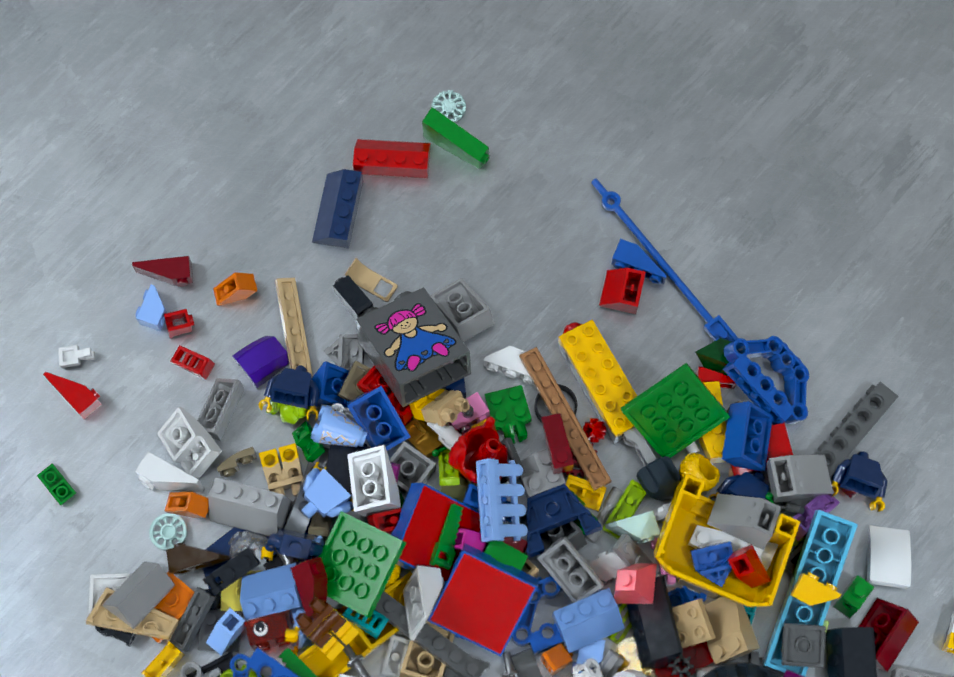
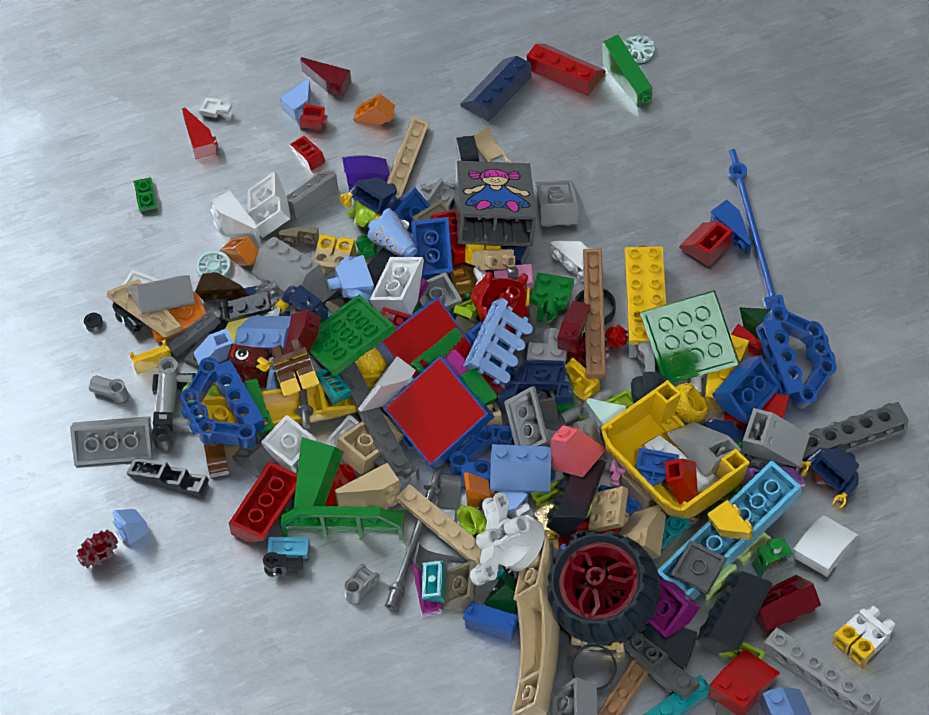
camera: 30 degrees right, 15 degrees down
(82, 650) = (93, 322): none -> black tile

